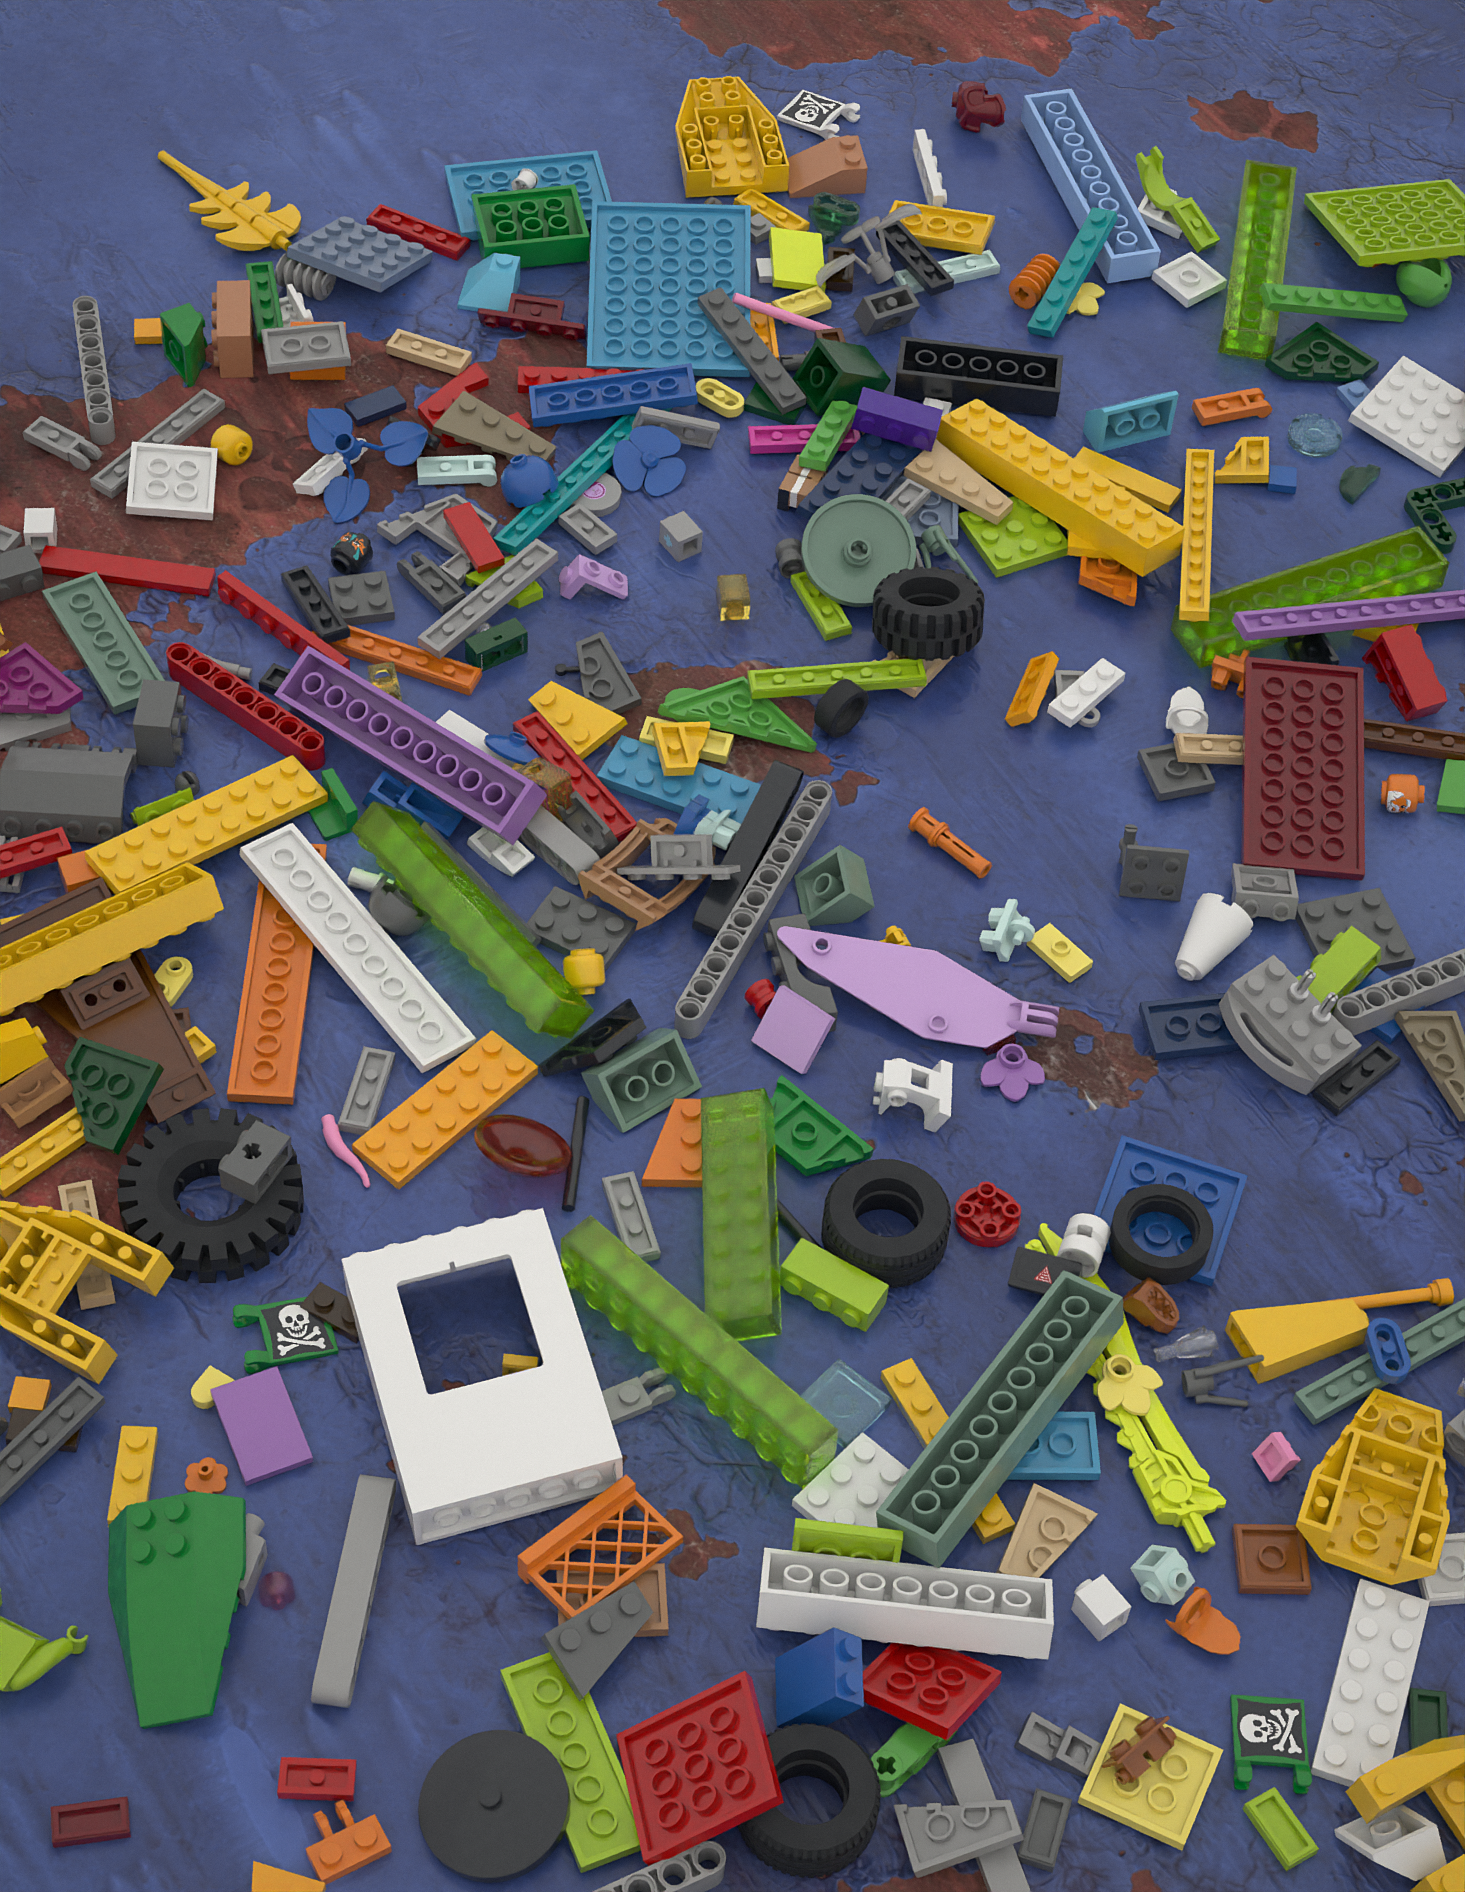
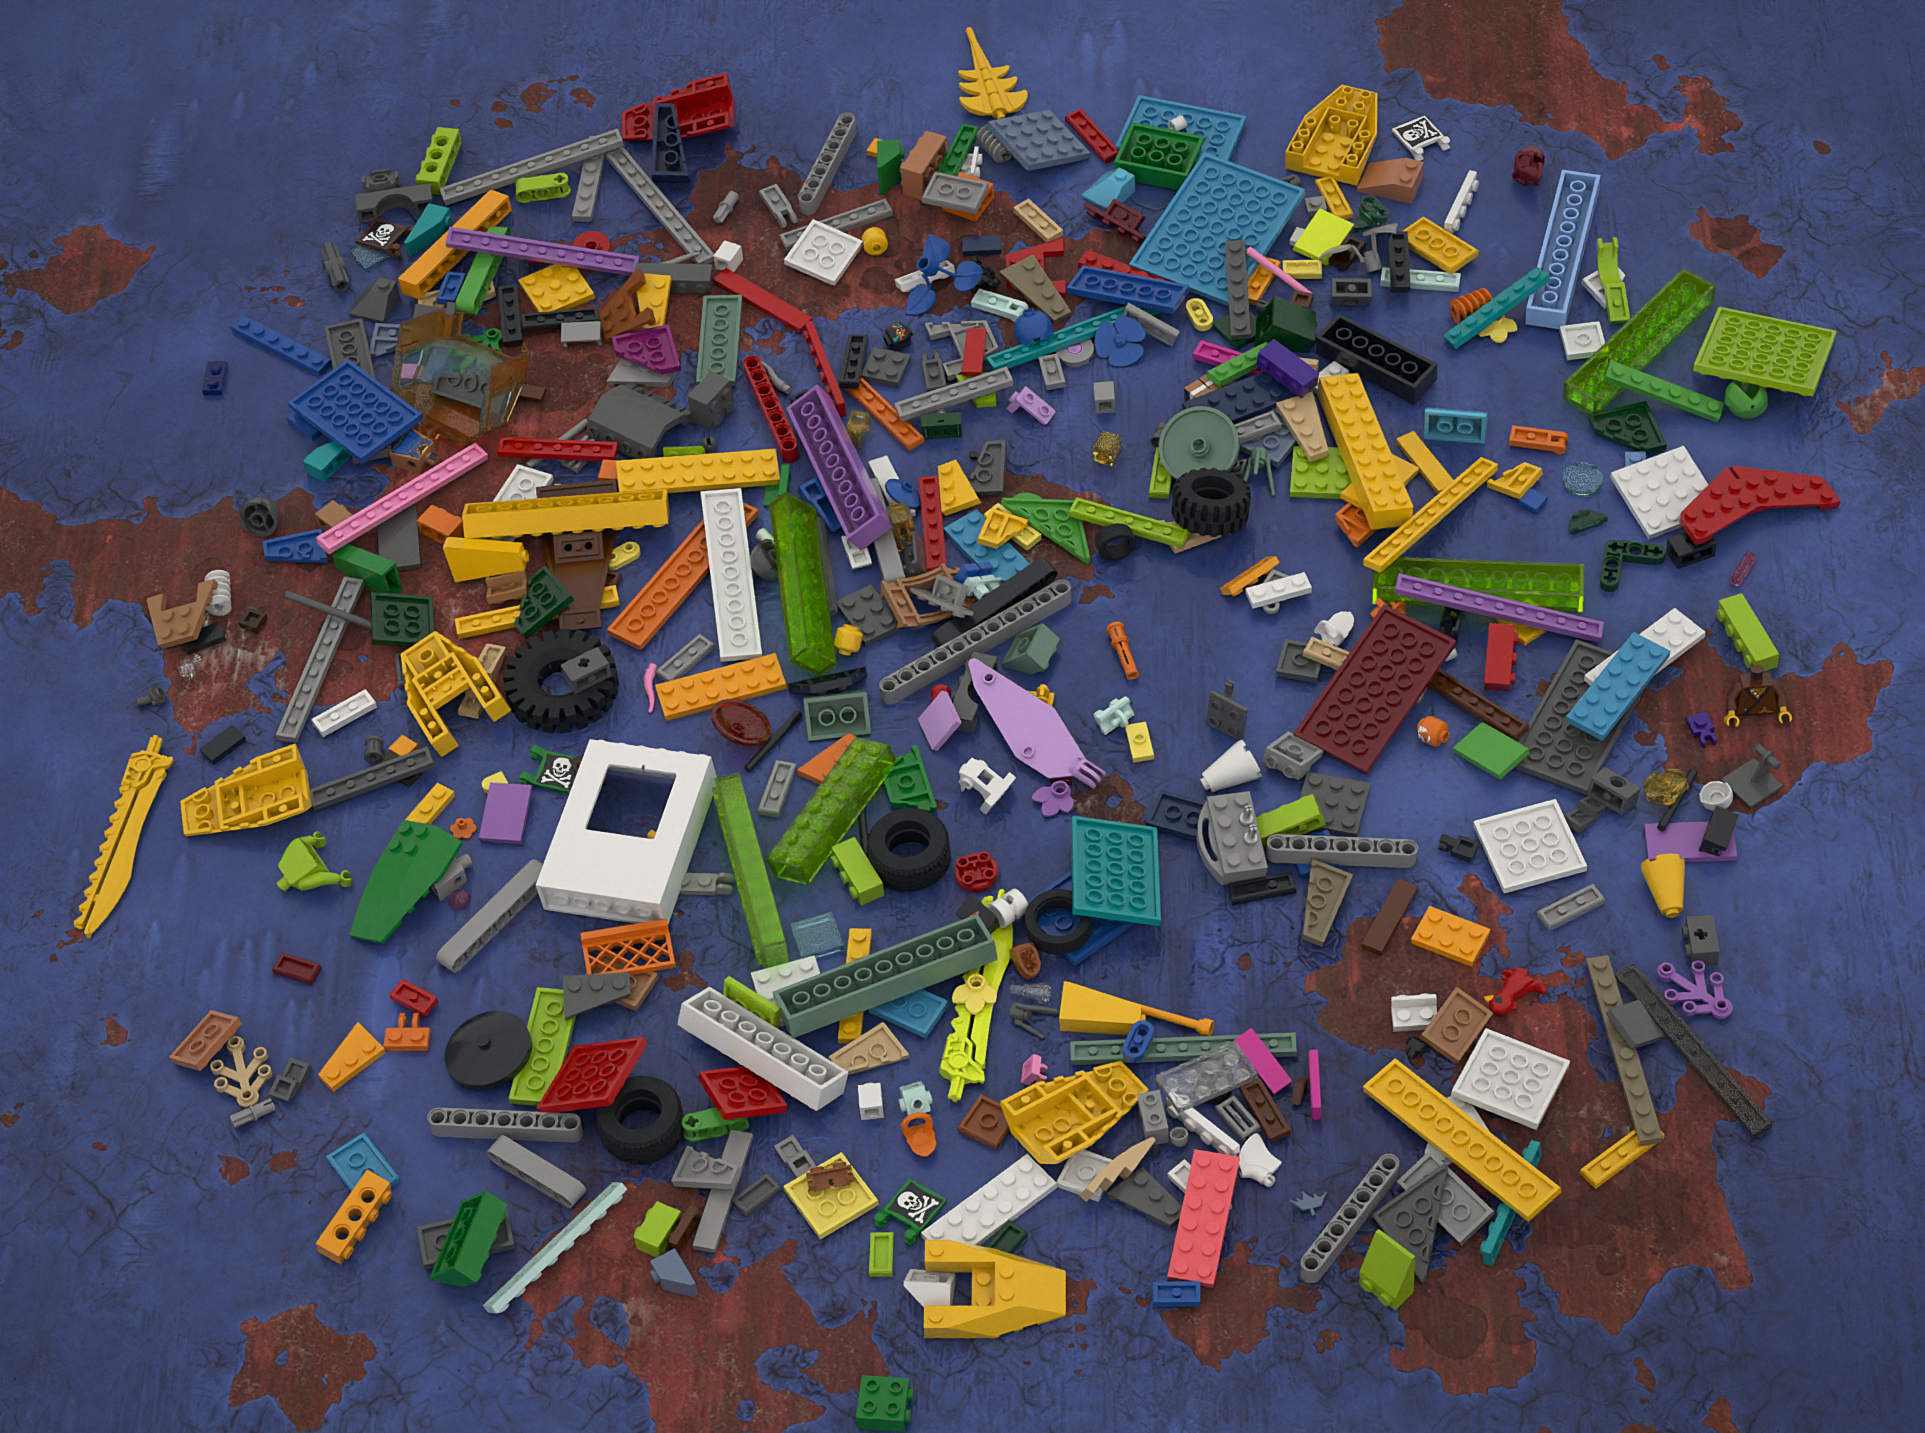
camera: 40 degrees right, 0 degrees up
(820, 1680) = (687, 1063): blue brick -> none
(1182, 1133) = (1115, 871): none -> teal plate

